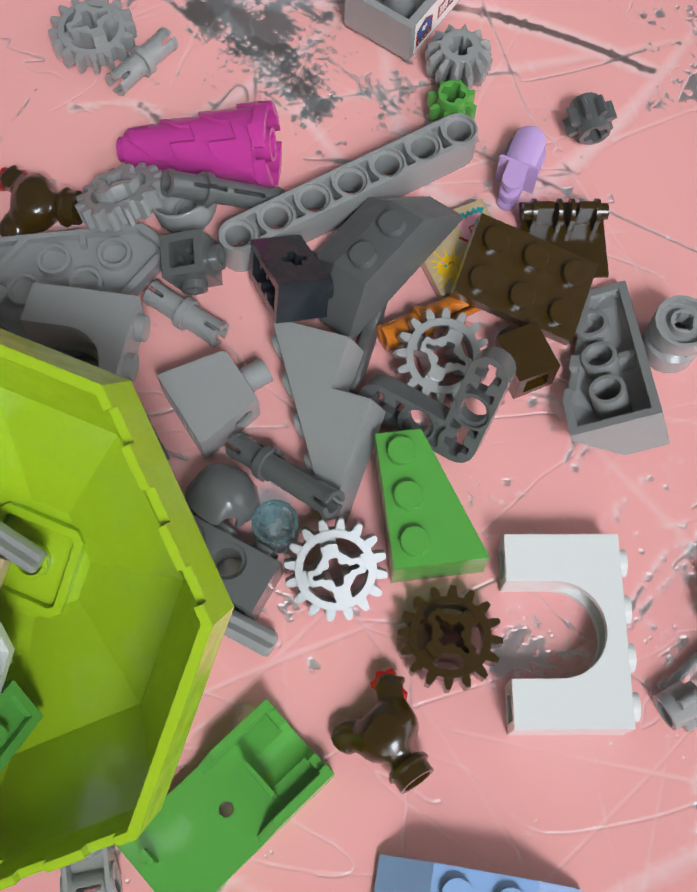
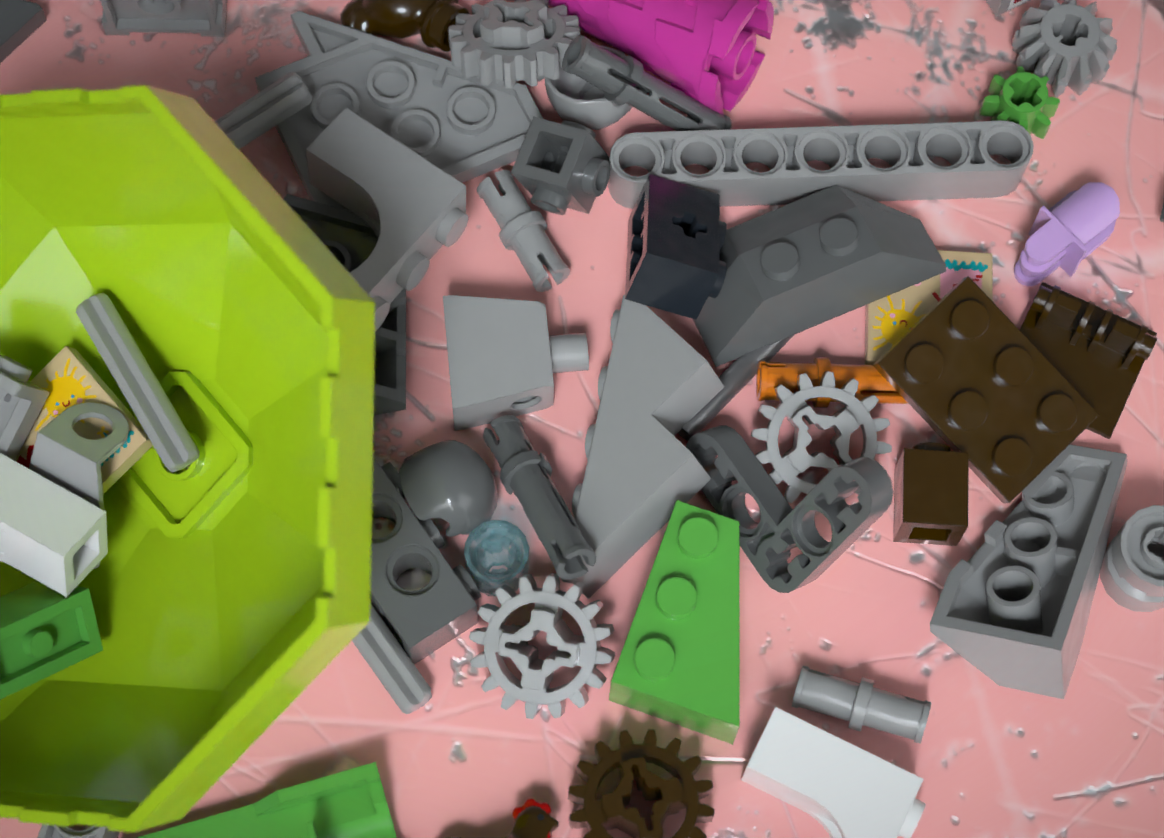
camera: 25 degrees right, 0 degrees up
(550, 507) = (861, 704): none -> light grey pin

